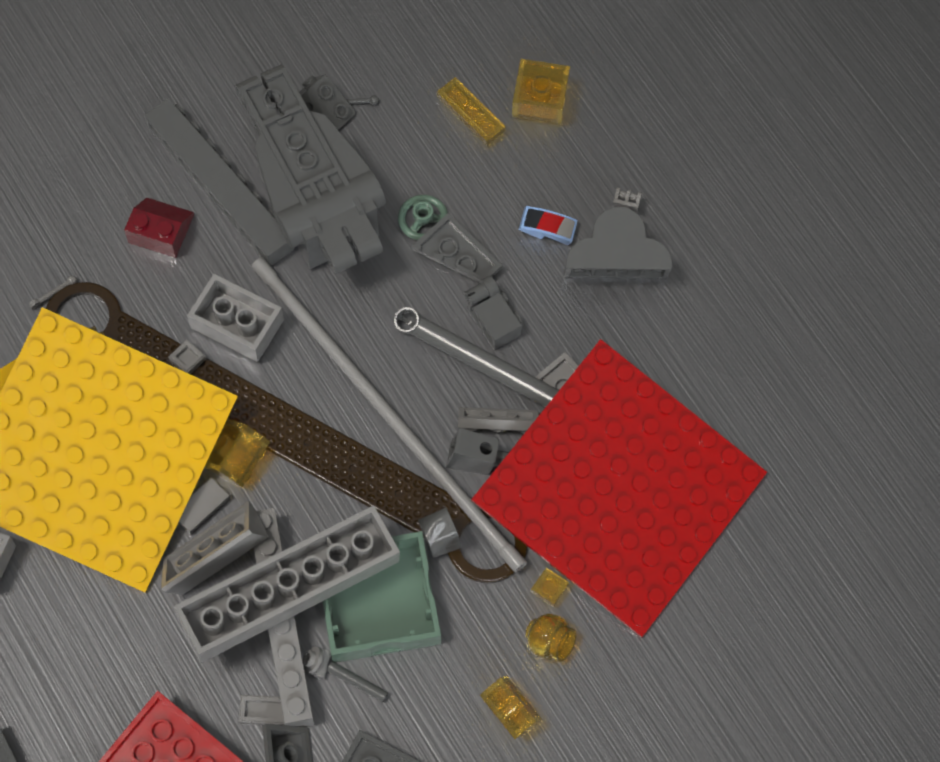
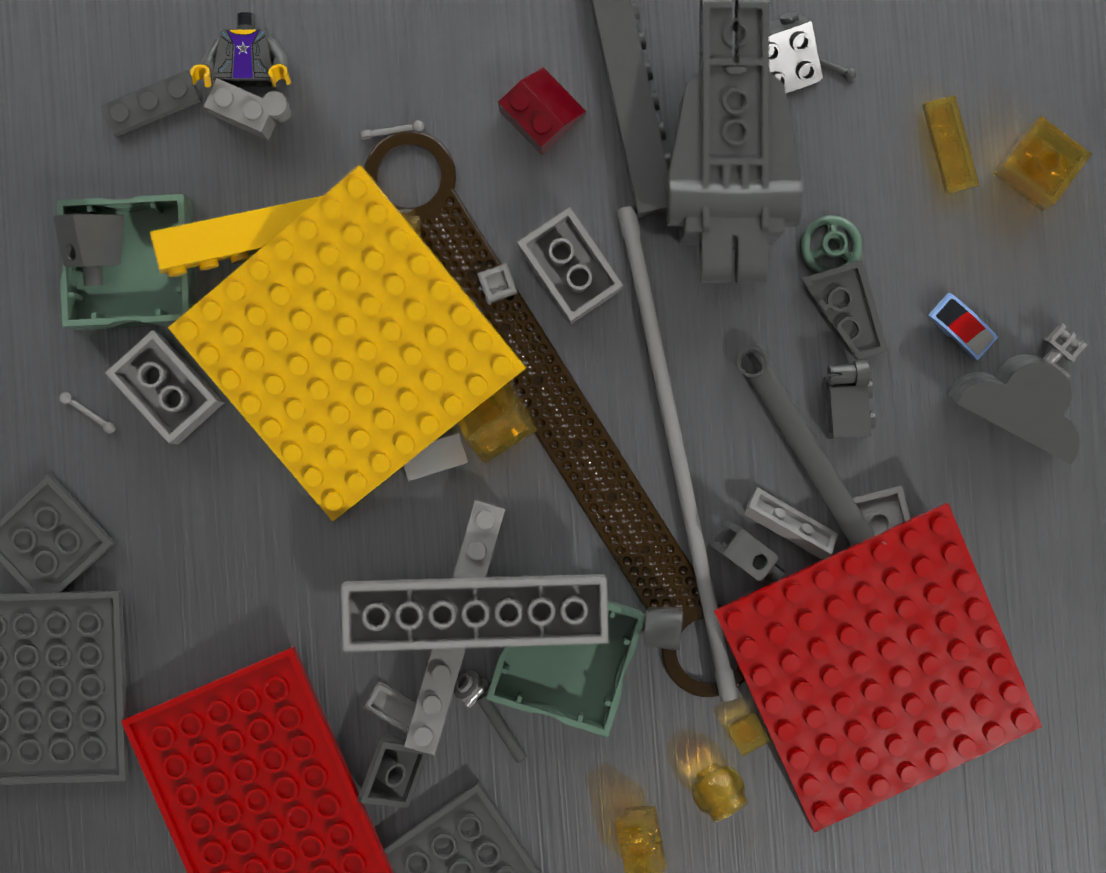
camera: 25 degrees right, 20 degrees up
(212, 550) = (419, 520): light grey slope -> none

